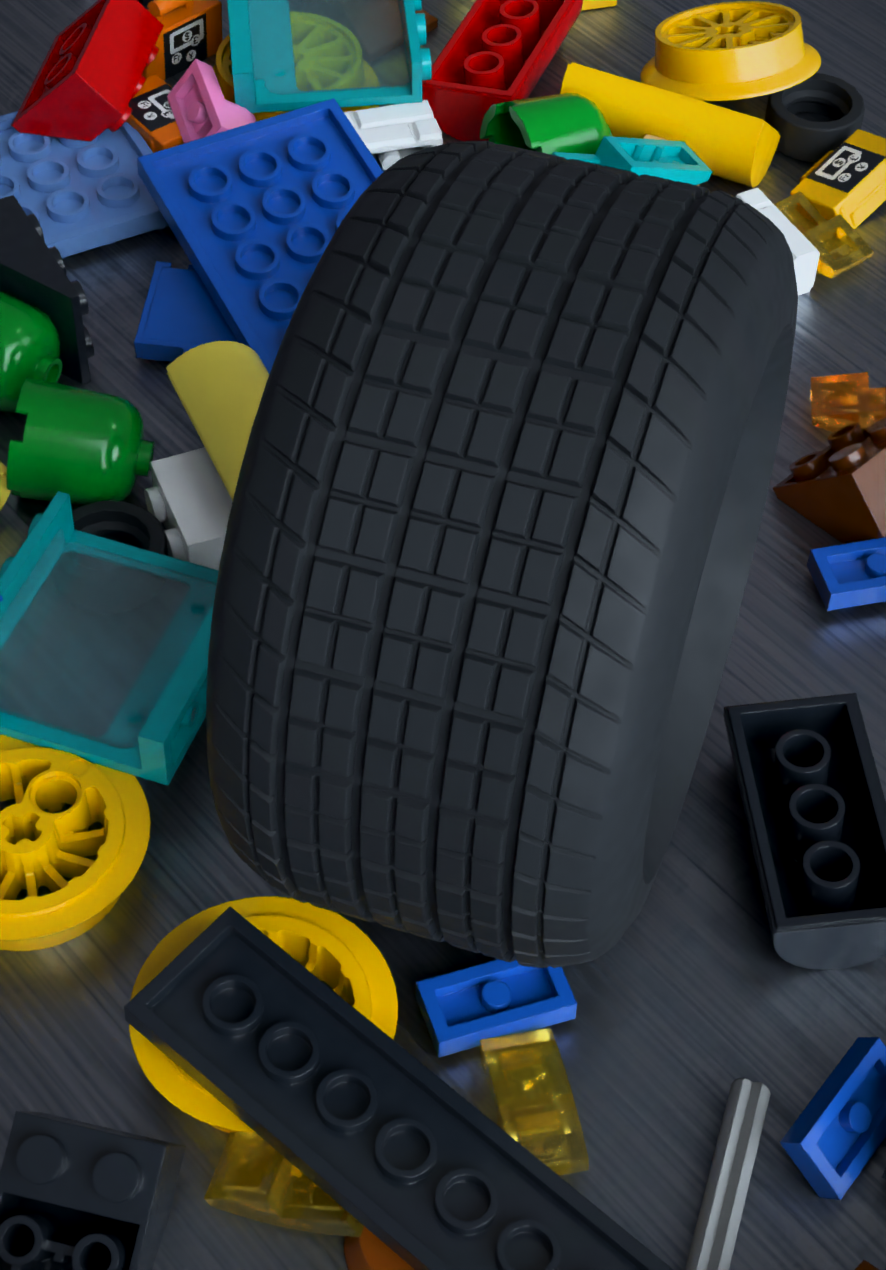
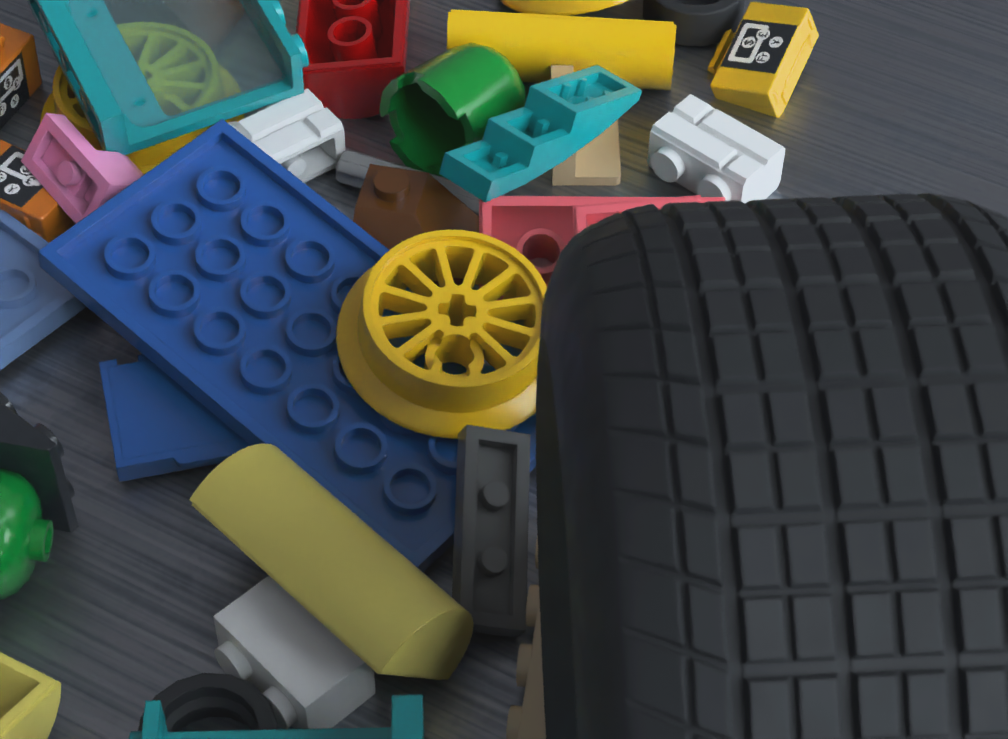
camera: 20 degrees left, 0 degrees up
(77, 445) = (121, 622): green cylinder -> none
(834, 239) = (778, 123): clear yellow slope -> none

